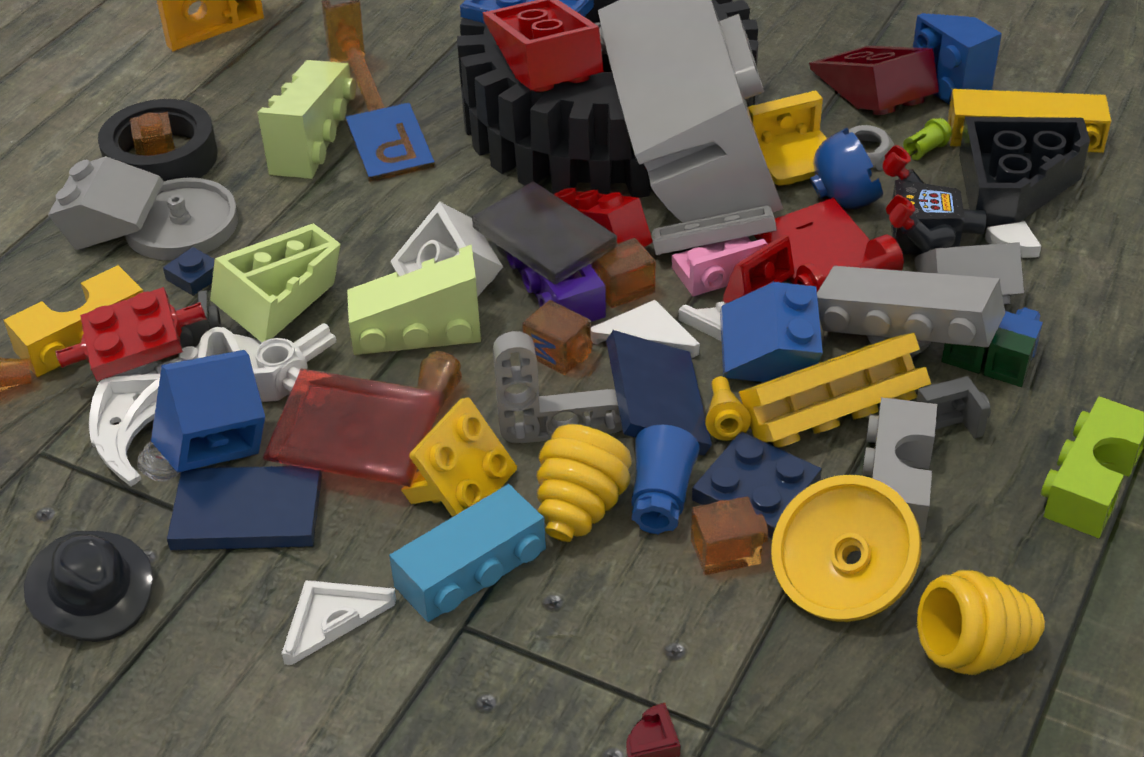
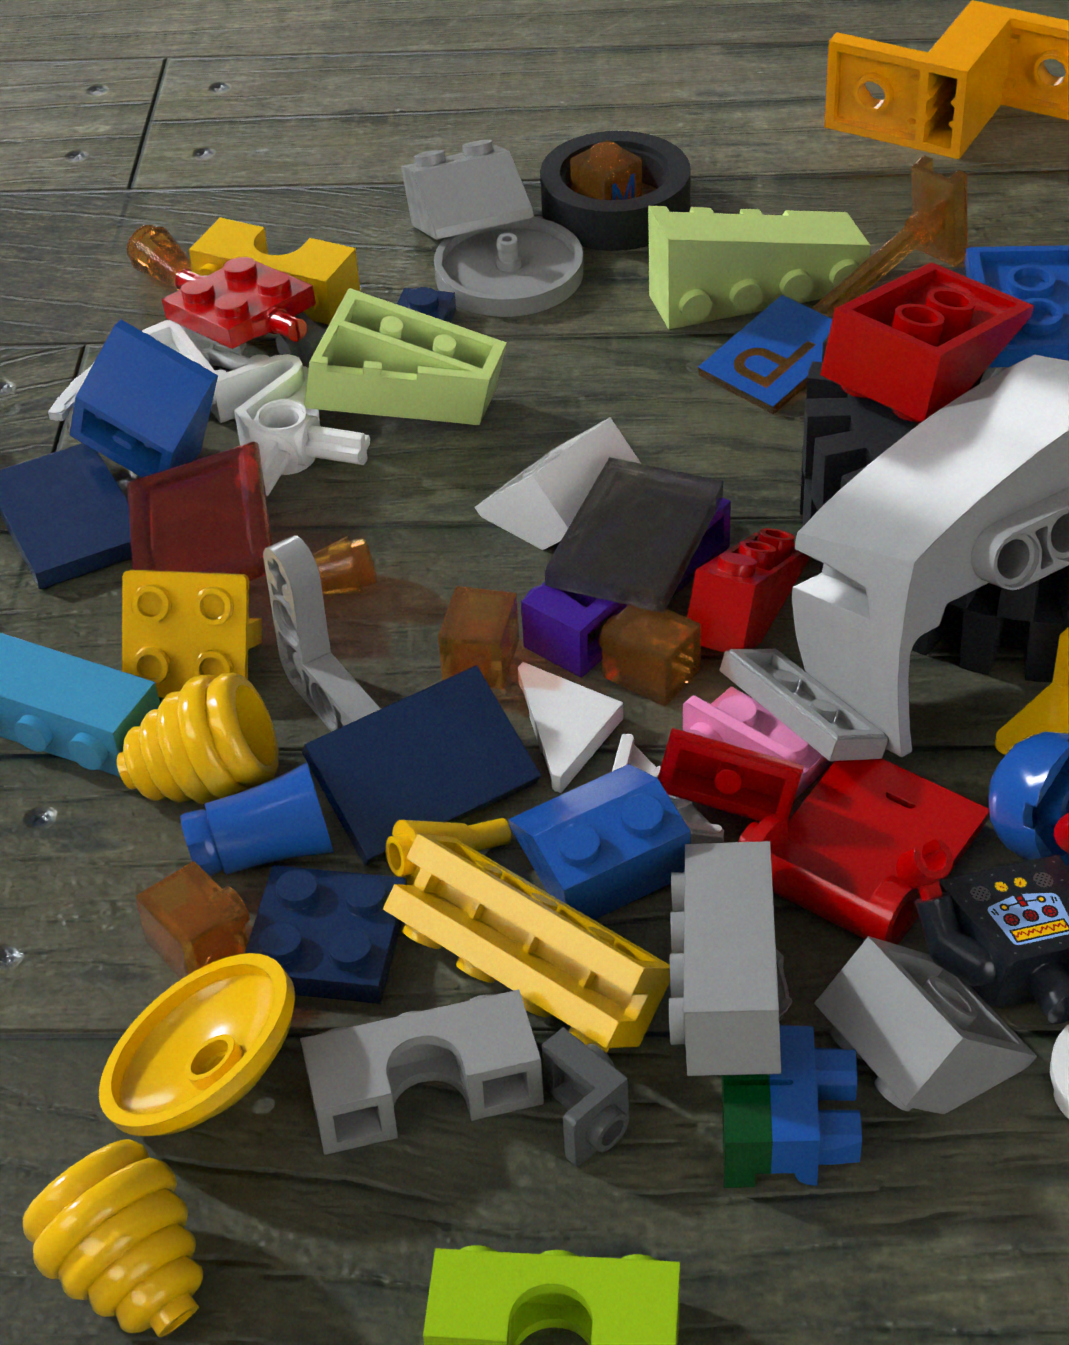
camera: 65 degrees right, 0 degrees up
(418, 308) = (446, 500): yellowish green wedge -> none

